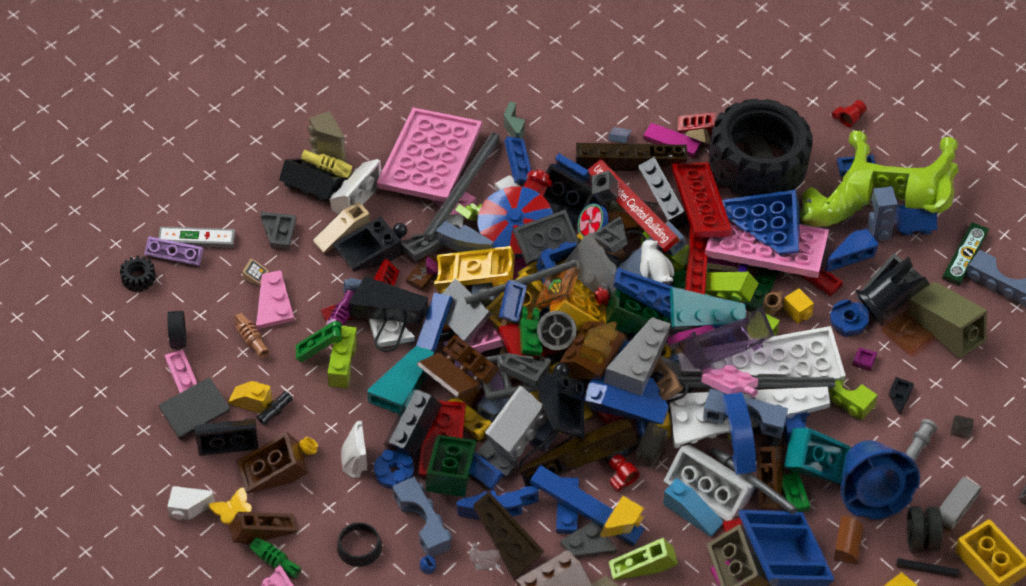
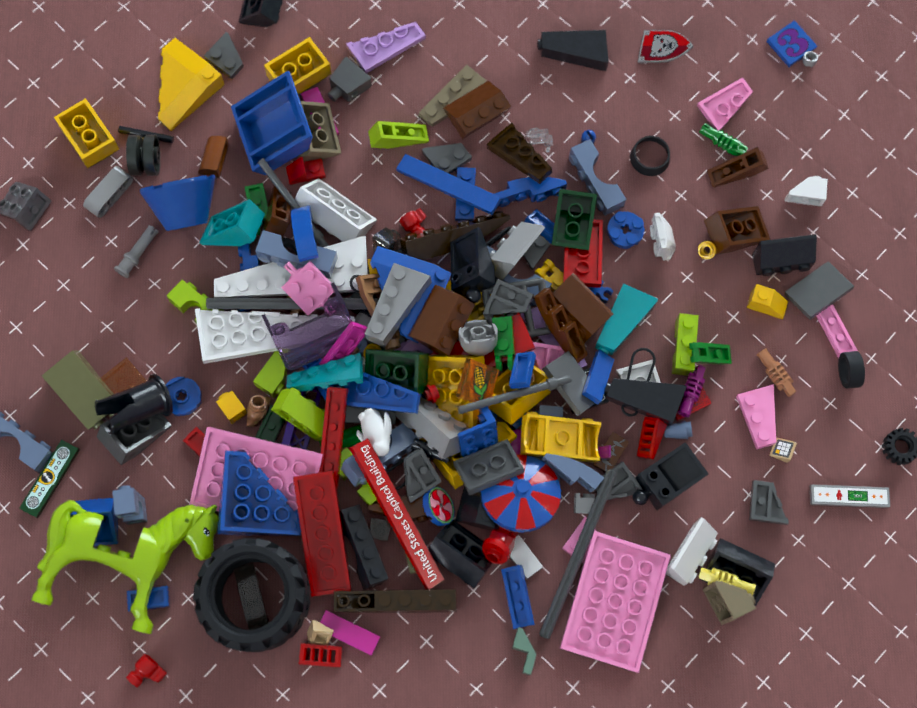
camera: 175 degrees right, 20 degrees up
(184, 252) = (870, 474): lavender tile -> none
(231, 508) = (769, 185): yellow animal -> none
(274, 408) = (743, 291): black pin -> none
(343, 225) = (699, 500): tan slope -> none
(413, 422) = (614, 260): black slope -> none
(470, 212) = (564, 518): lime slope -> none
(567, 163) = (460, 585): blue tile -> none
(597, 342) = (437, 311): clear yellow slope -> none
(604, 187) = (432, 533): dark grey brick -> none
(619, 135) = (406, 629): sand blue tile -> none
(623, 518) = (416, 164): yellow slope -> none
(691, 507) = (353, 187): dark azure slope -> none
(855, 248) = (165, 477): blue slope -> none
(864, 359) = (172, 350): magenta tile -> none
(900, 393) = (143, 311): black tile -> none
(962, 427) = (90, 275): clear smoke plate -> none

